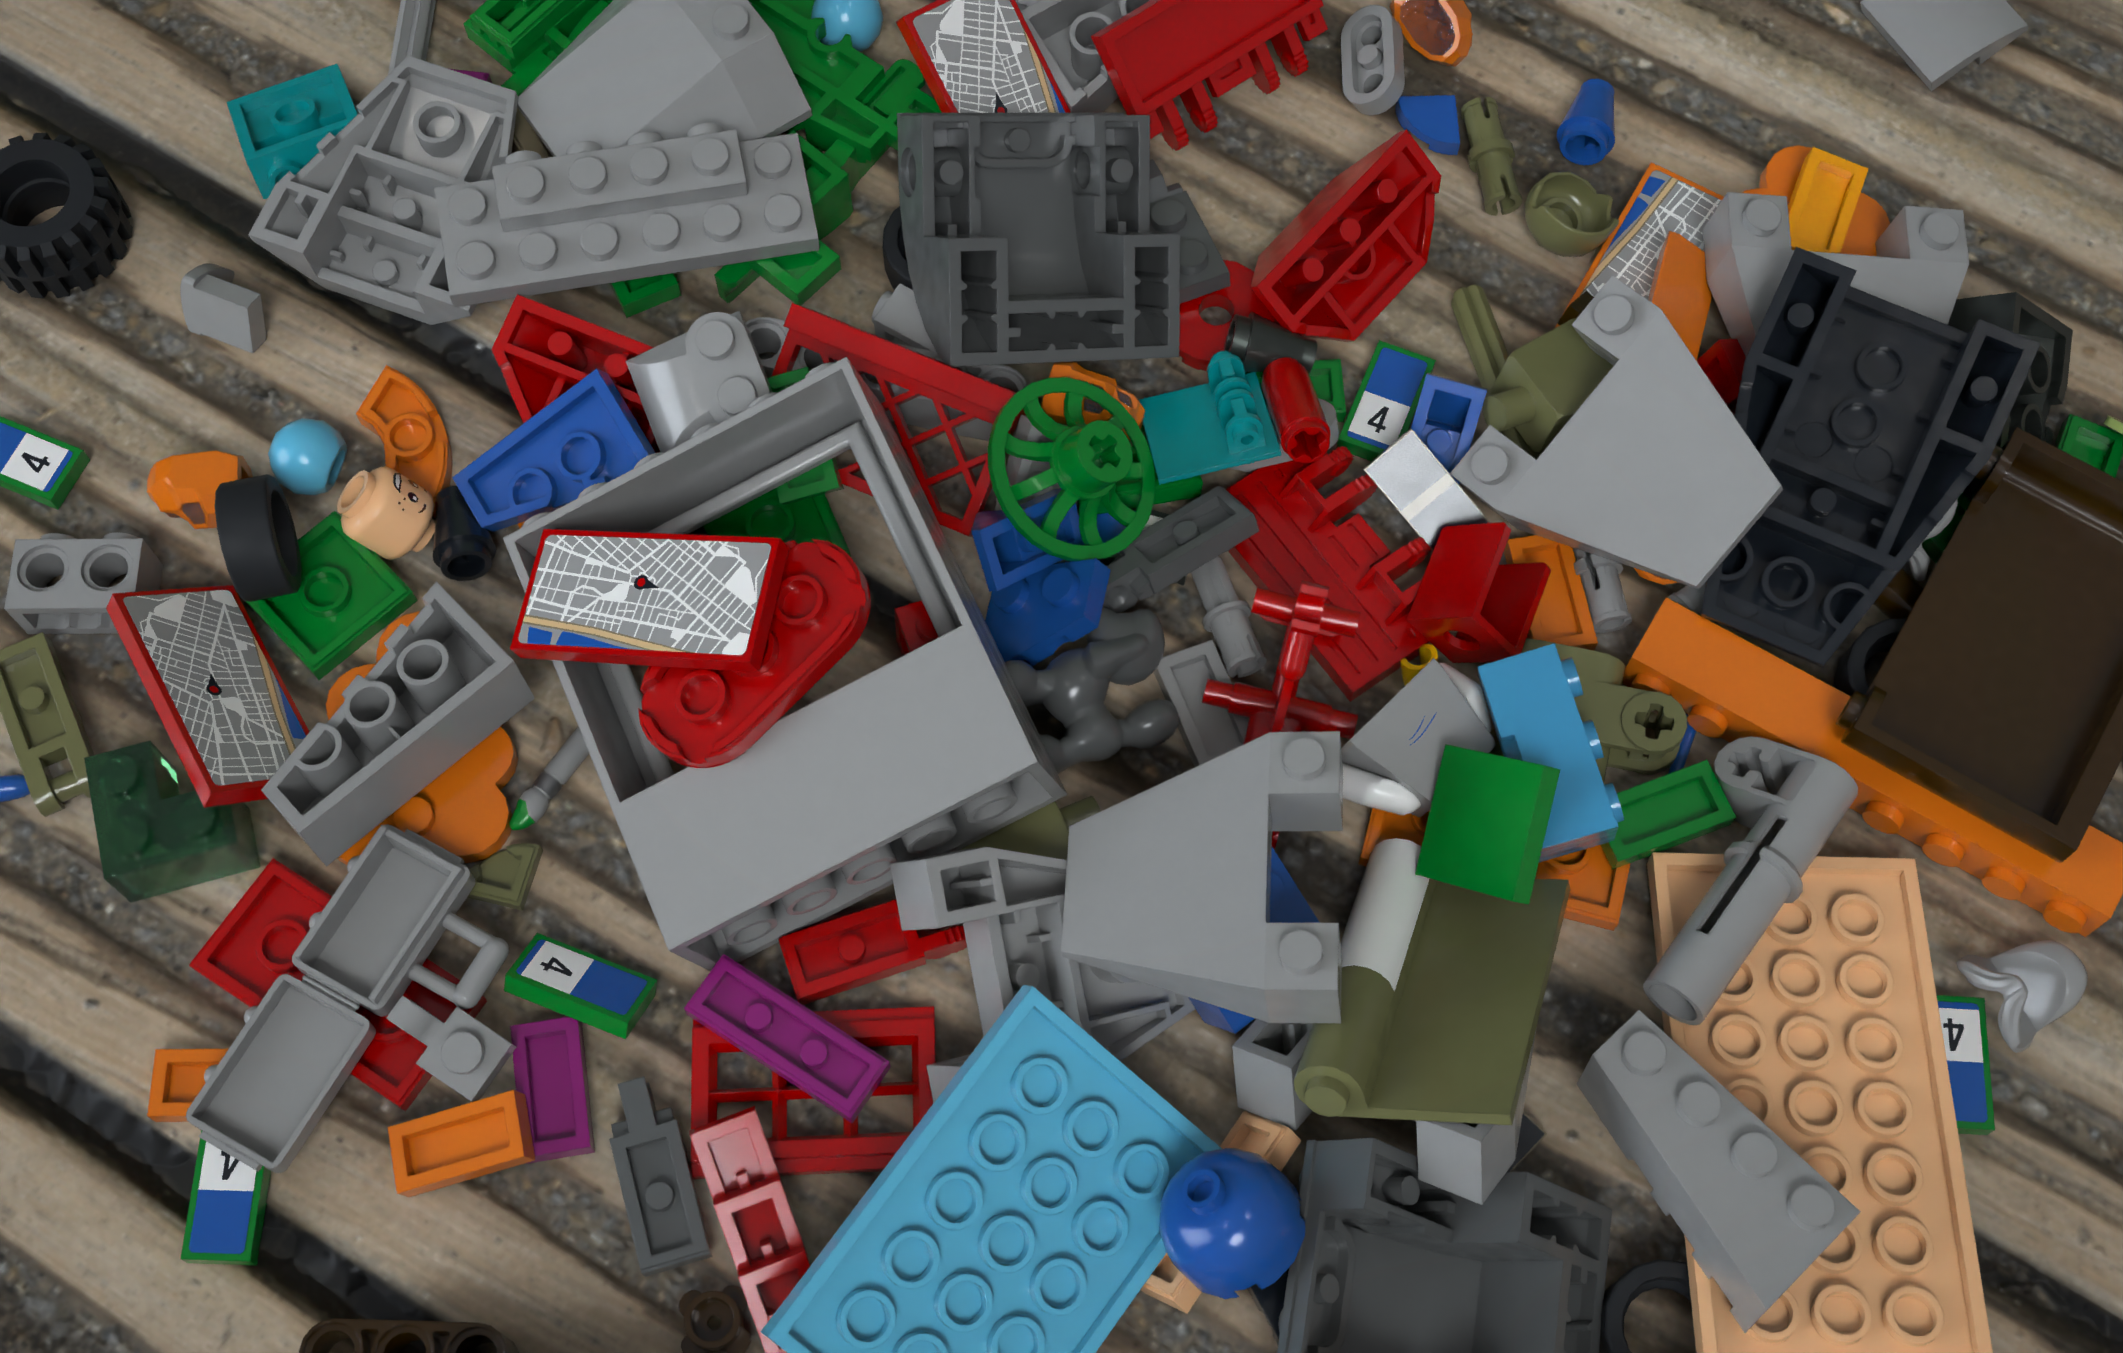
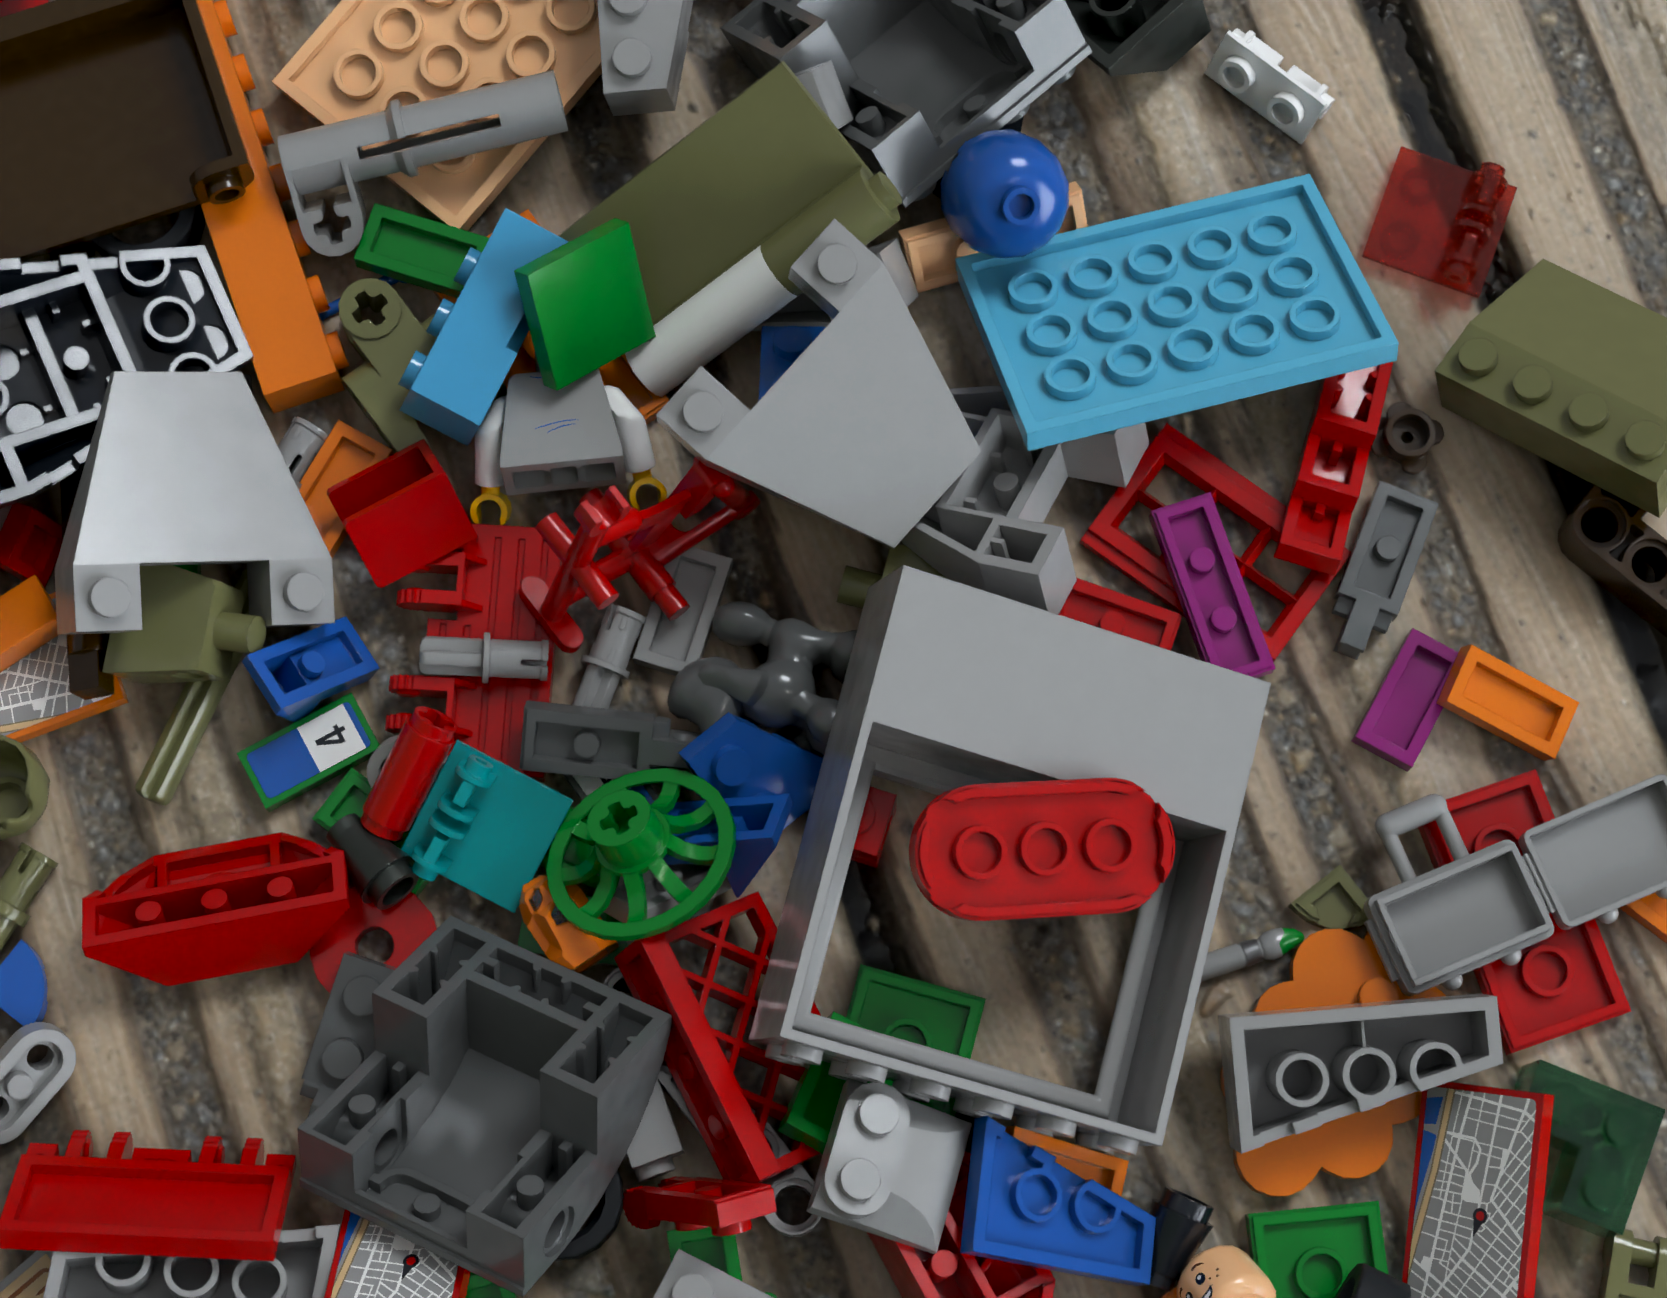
camera: 145 degrees left, 10 degrees up
(458, 1051) = (1468, 769): light grey plate -> none
(580, 985) = (1337, 757): tile -> none
(651, 599) = (1093, 960): tile -> none
(824, 278) = (699, 1204): none -> red hinge
(1318, 541) = (484, 657): none -> light grey axle
(1422, 488) = (363, 635): tile -> none

